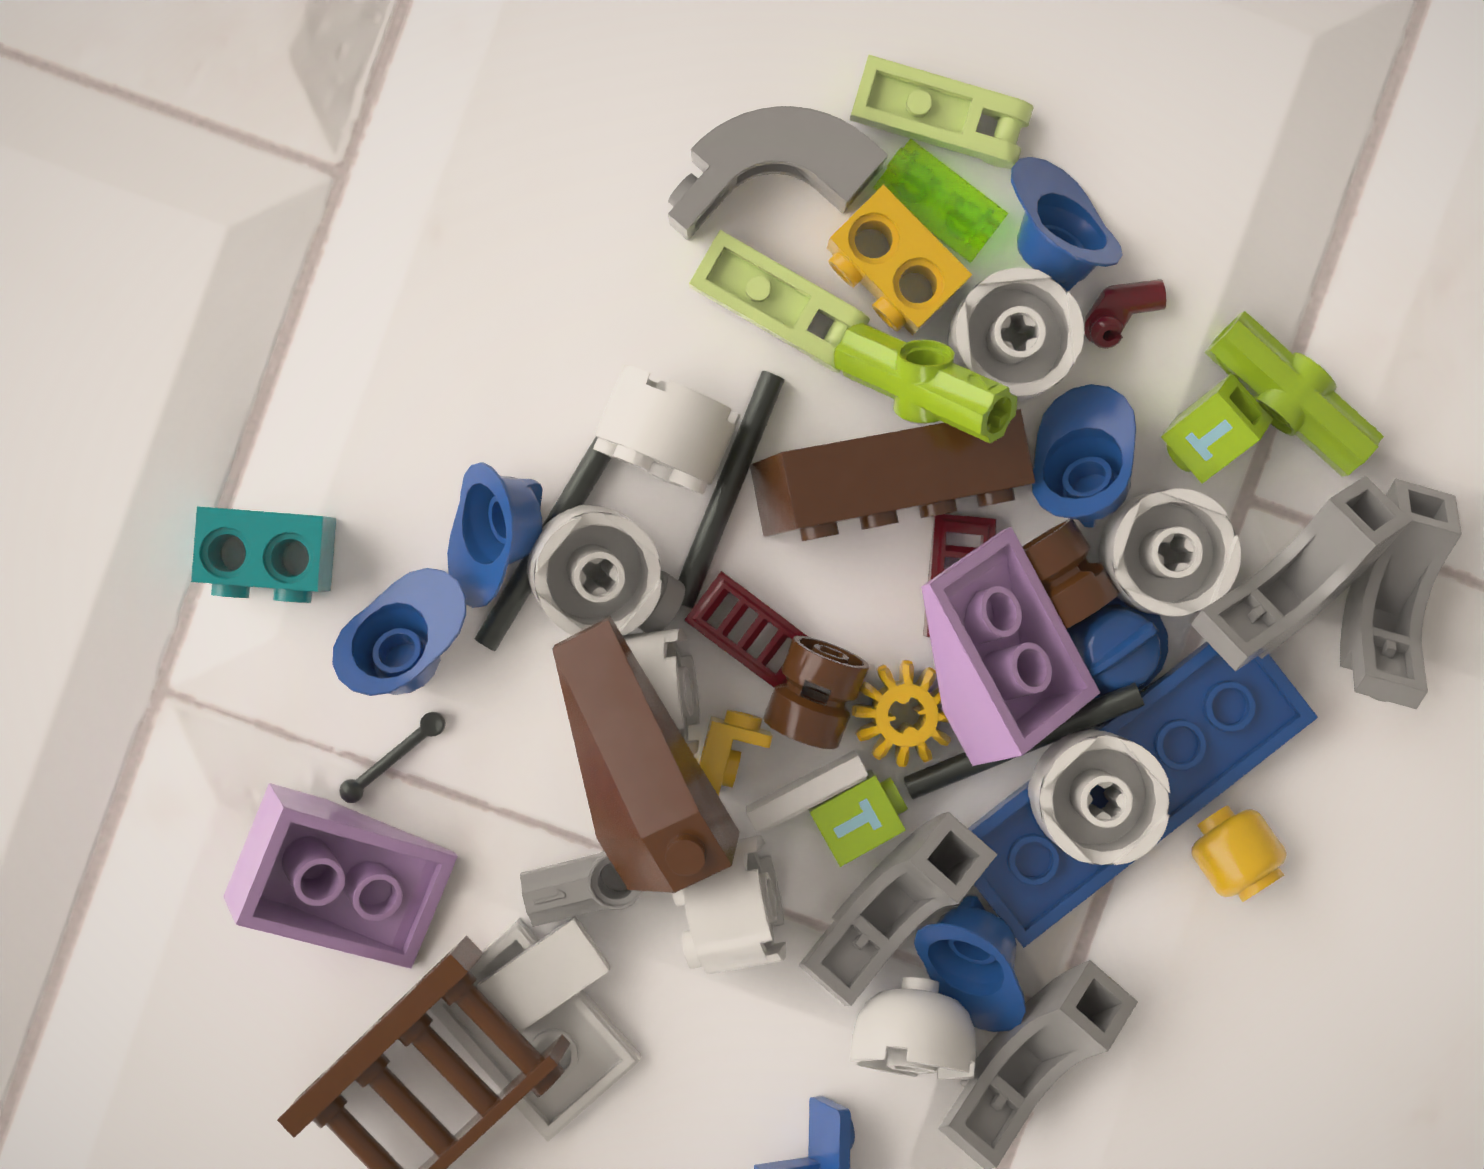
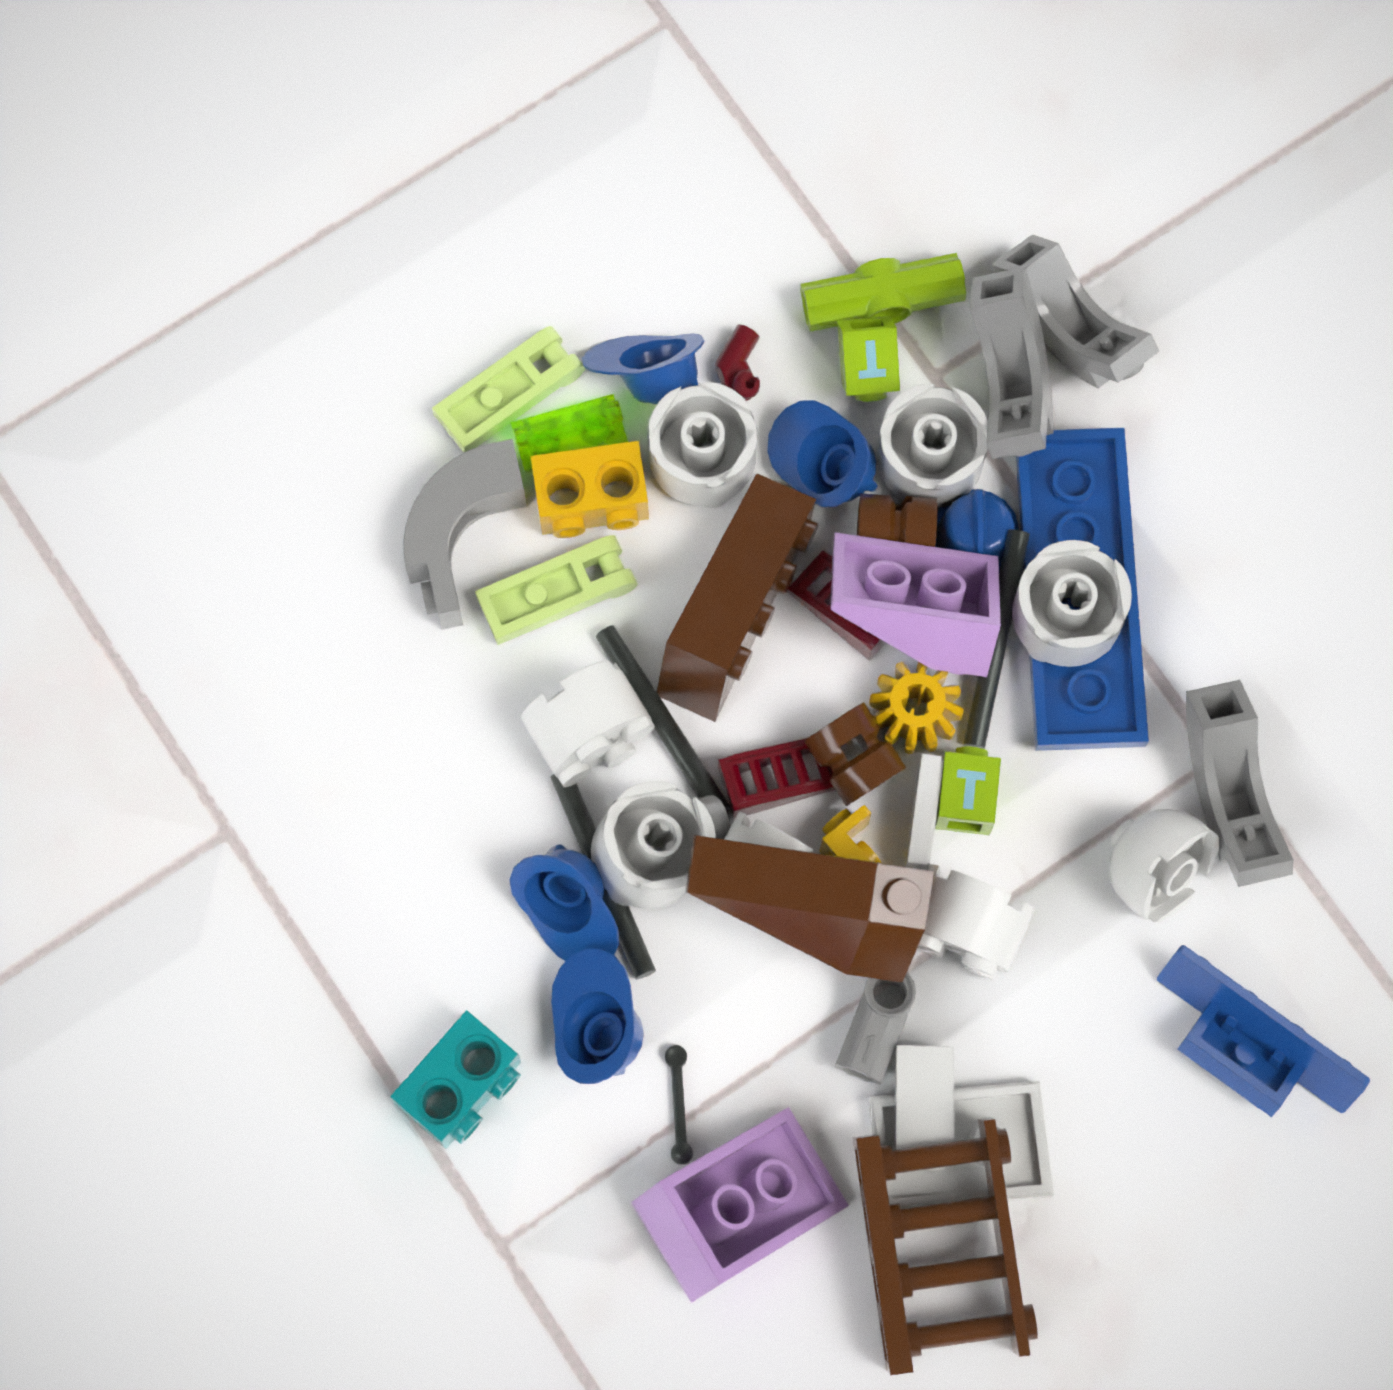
camera: 55 degrees left, 15 degrees down
(909, 885) = (1047, 803): light grey arch -> none
(925, 382) = (689, 521): lime piece -> none
(974, 964) = (1132, 779): blue piece -> none
(1238, 853) = (1184, 547): yellow head -> none

